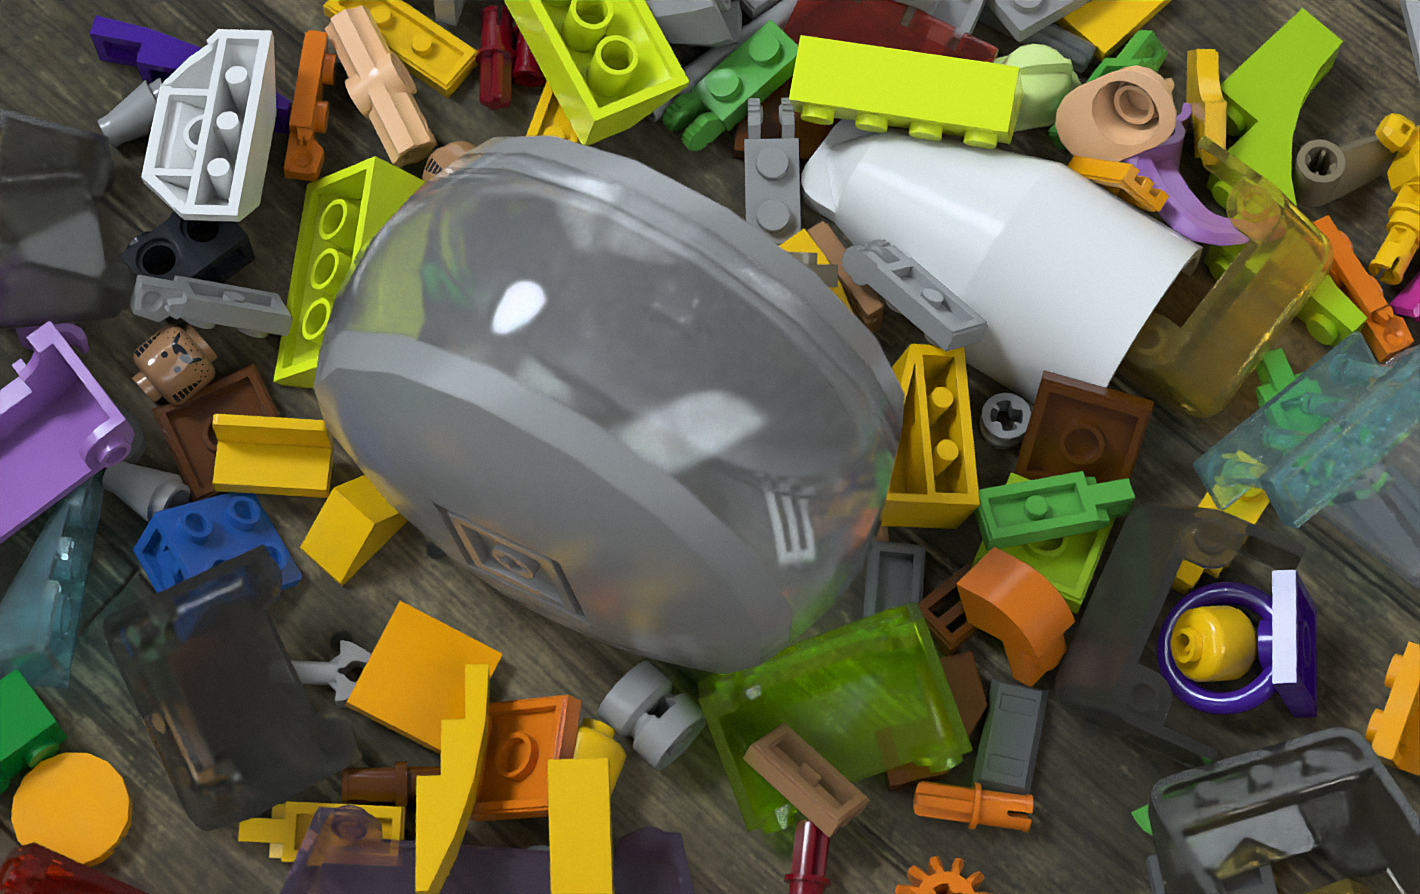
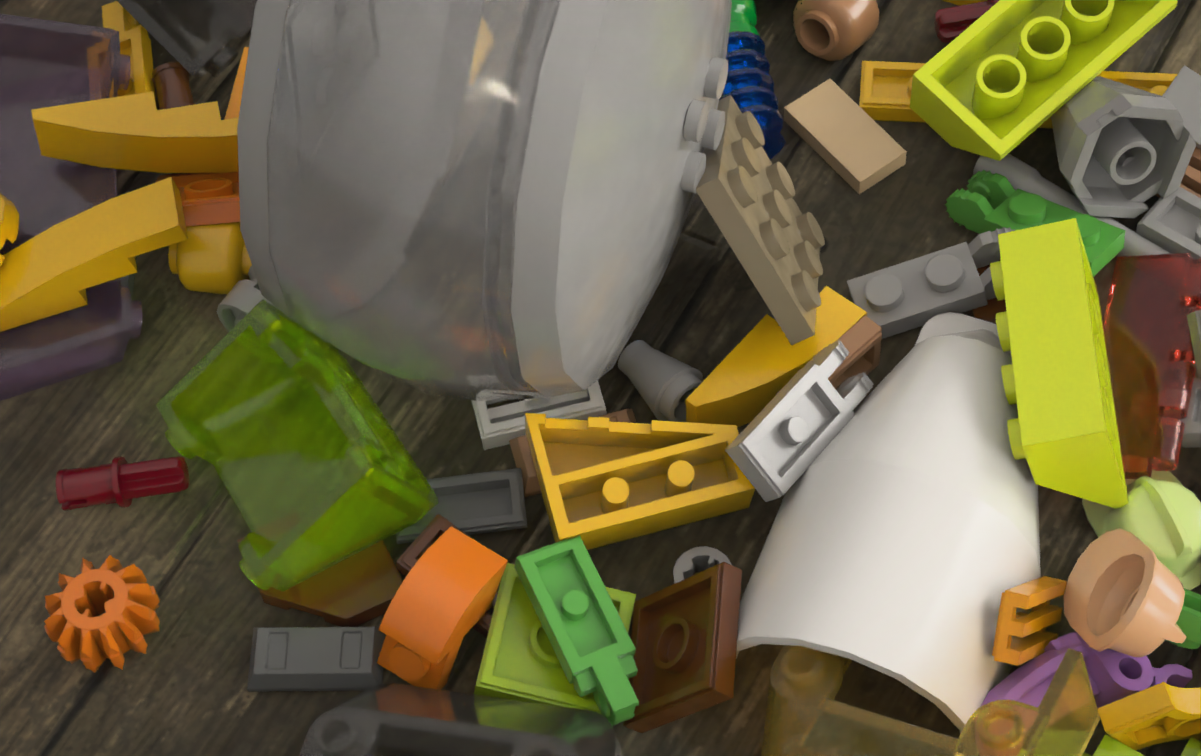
camera: 85 degrees right, 10 degrees down
(806, 779) = (187, 486): medium nougat tile -> none
(973, 805) = (226, 629): orange axle -> none

